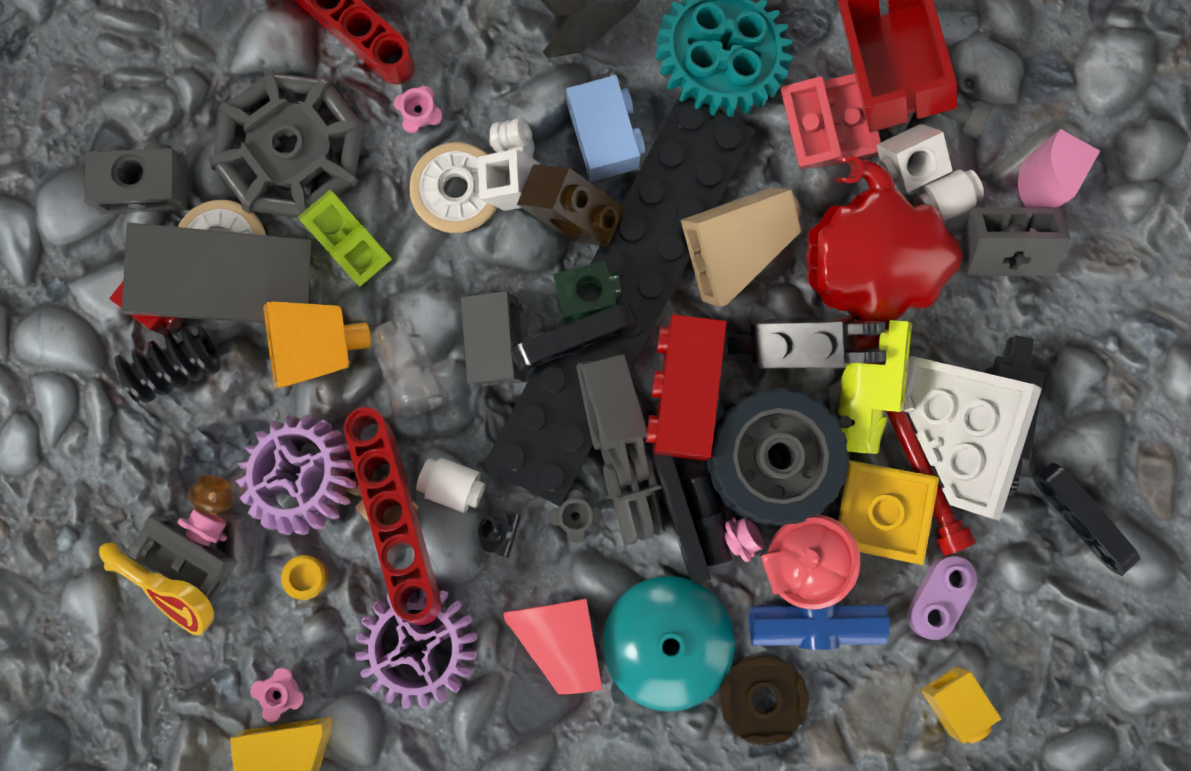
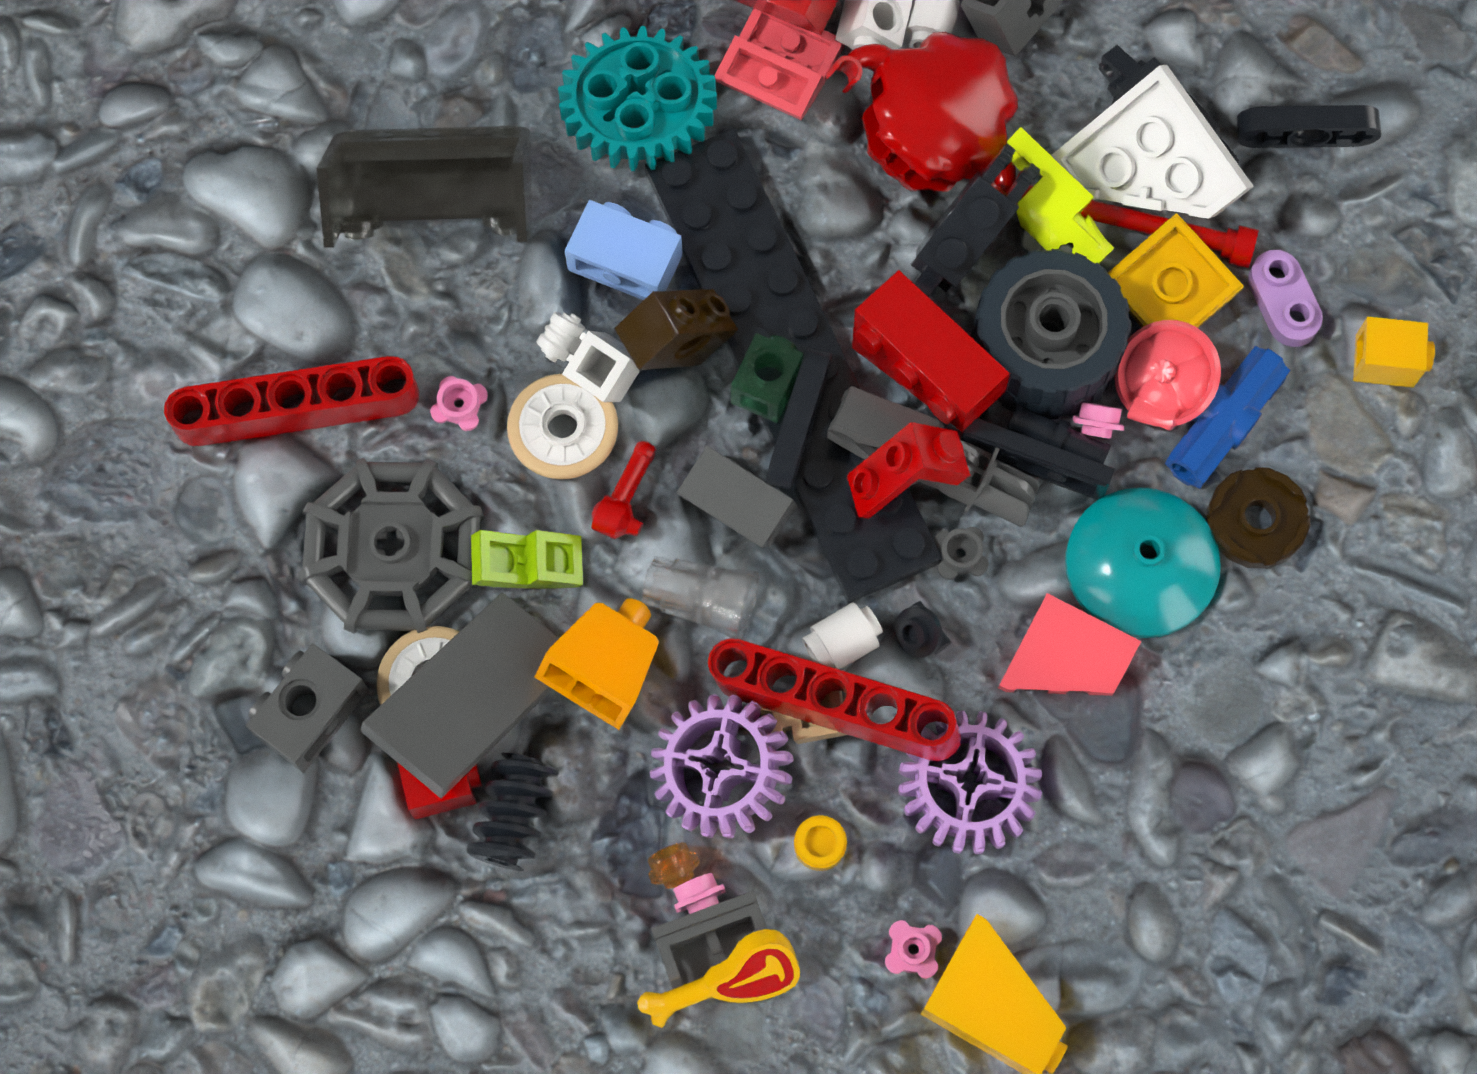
camera: 50 degrees left, 10 degrees down
(420, 268) = (613, 513): none -> red piece
(596, 436) = (910, 455): none -> red bracket
(739, 241) = (827, 217): tan slope -> none

